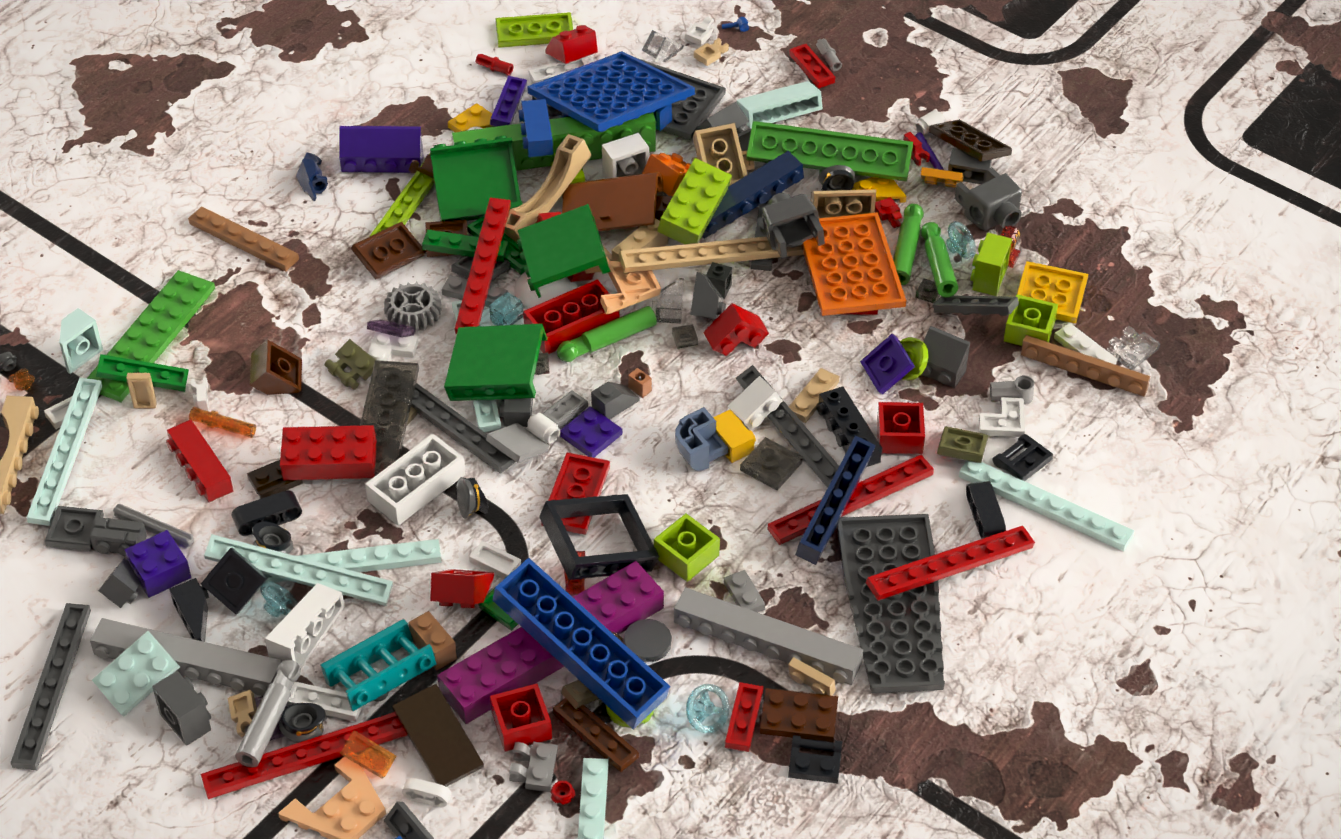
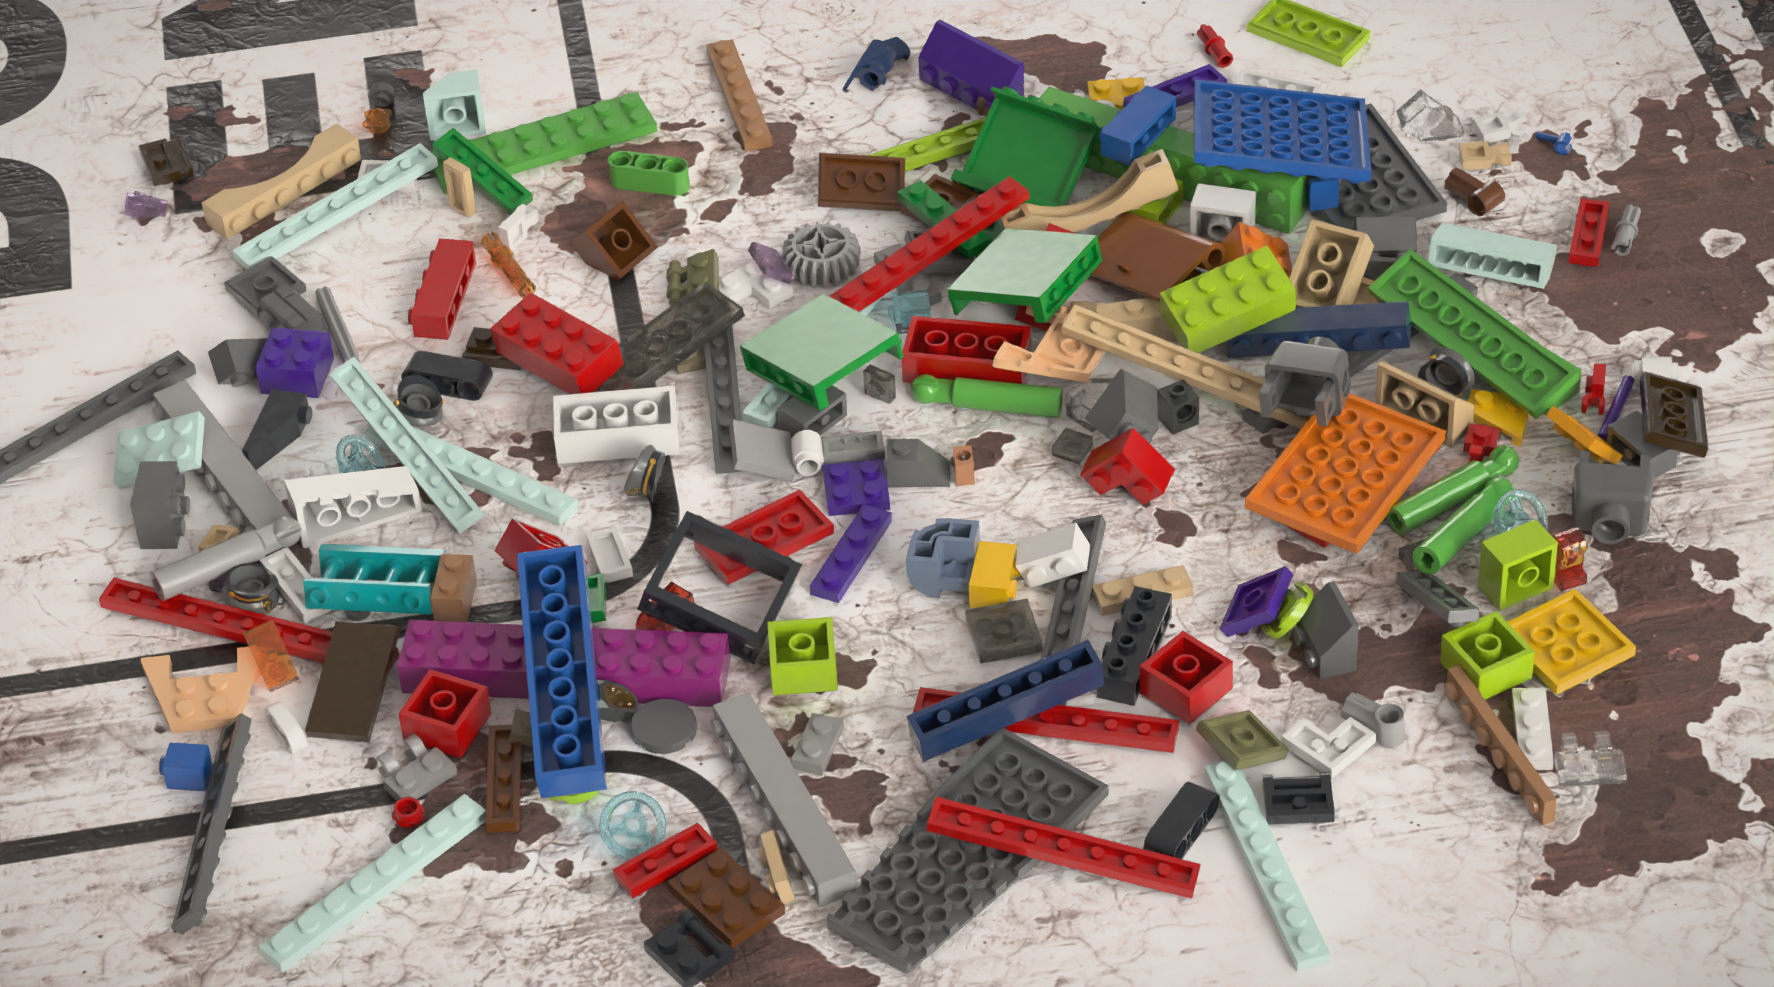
camera: 45 degrees right, 5 degrees down
(234, 581) = (333, 415): black plate -> none
(247, 316) = (648, 173): none -> bright green beam
(573, 44) = (1318, 64): red slope -> none
(633, 472) = (850, 553): none -> dark purple plate
(736, 74) = (1478, 195): none -> reddish brown piece

